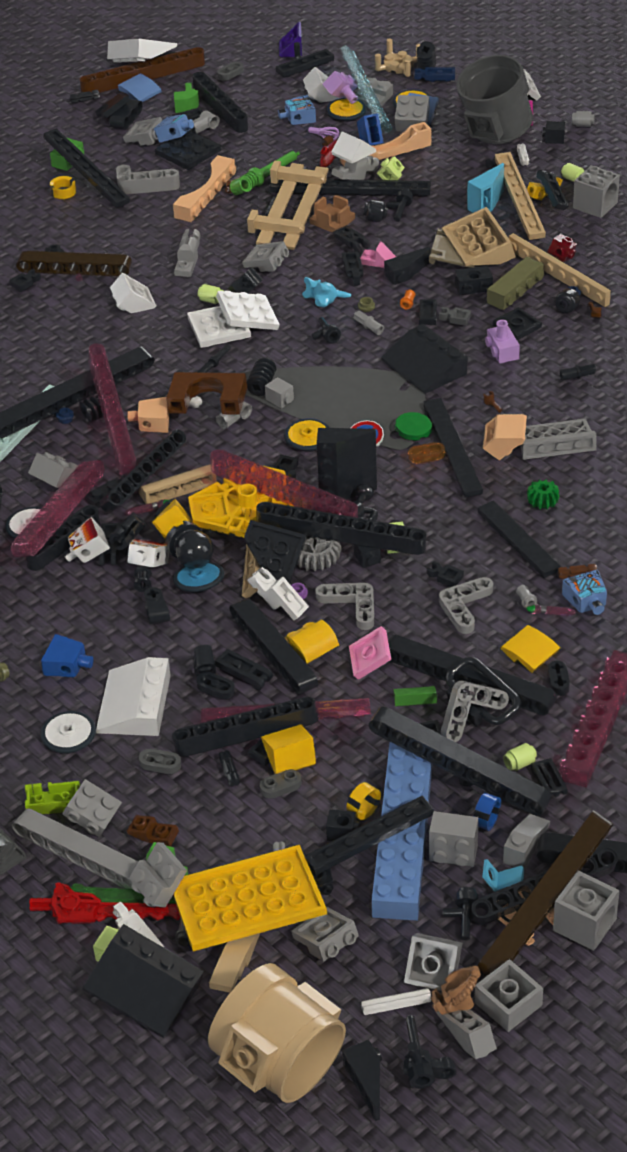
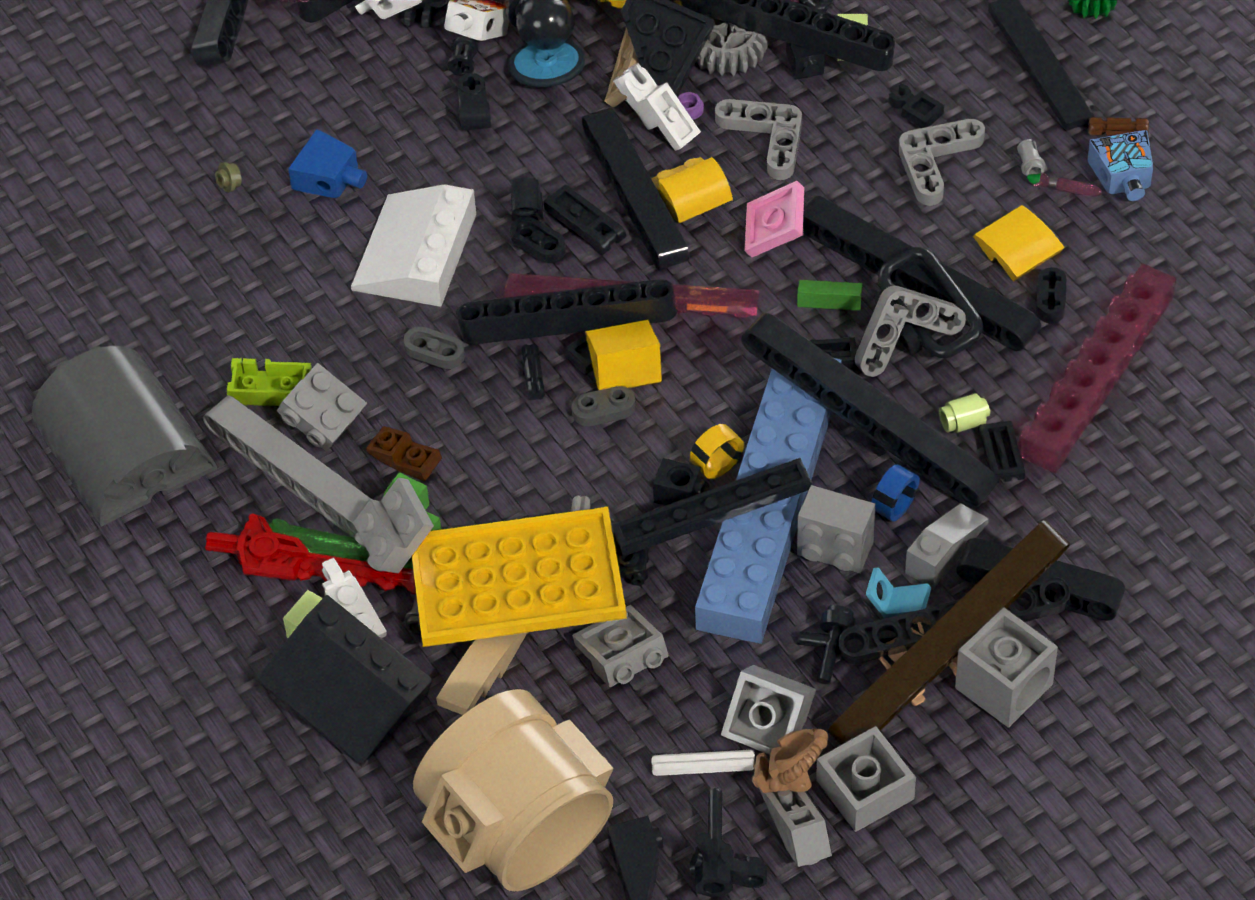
camera: 10 degrees right, 10 degrees up
(68, 732) = (310, 283): white wheel -> none

